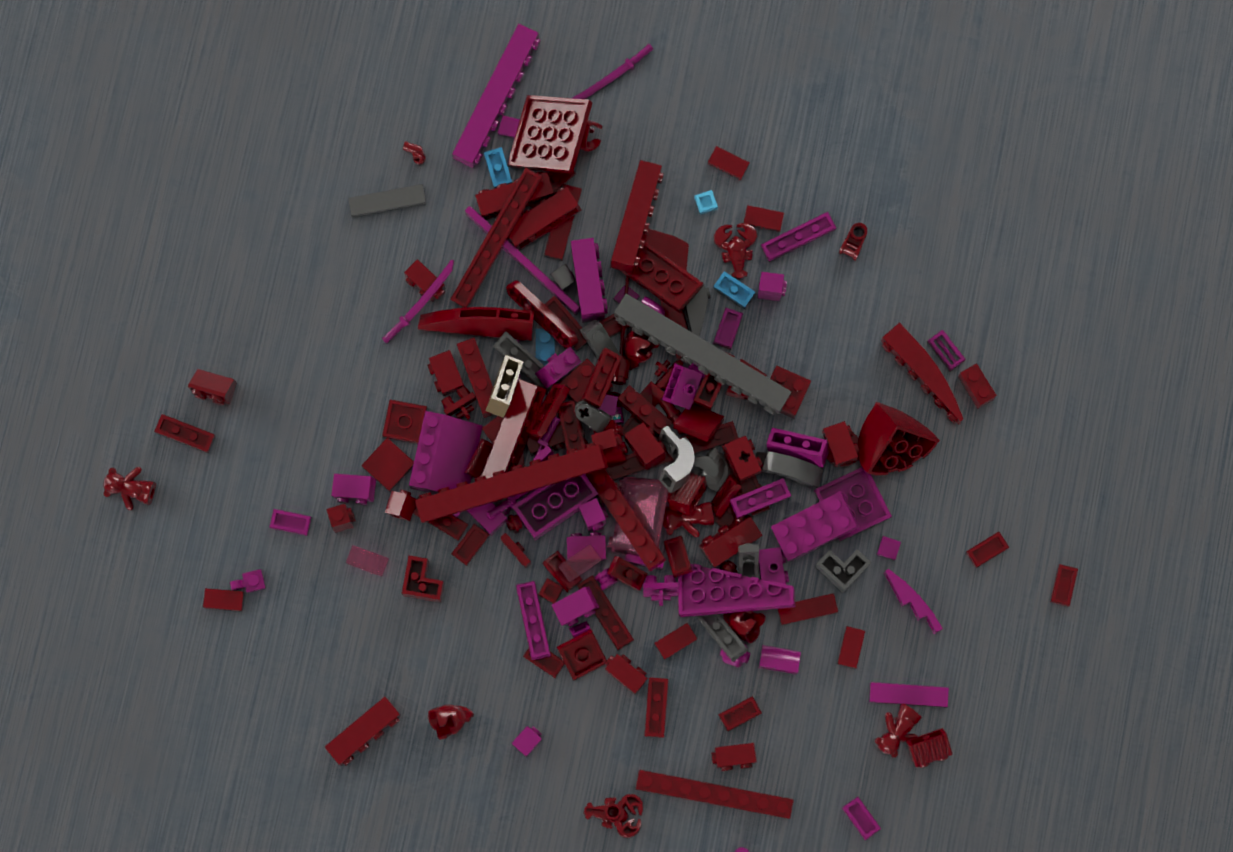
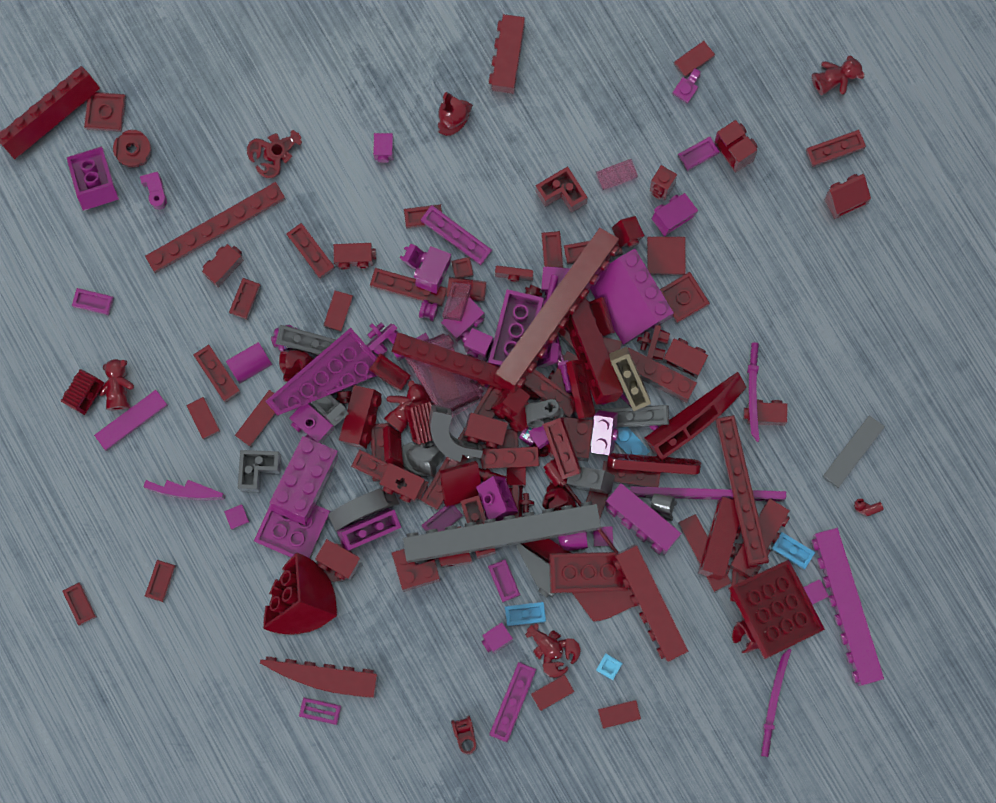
camera: 145 degrees right, 0 degrees up
(258, 497) = (736, 146): none -> dark red piece
(582, 654) = (397, 240): dark red plate -> none
(627, 573) = (417, 324): dark red plate -> none
(736, 411) = (443, 518): none -> magenta tile
(760, 498) = (363, 465): magenta plate -> none
(811, 673) = (216, 373): none -> dark red plate
(977, 386) = (271, 700): dark red brick -> none

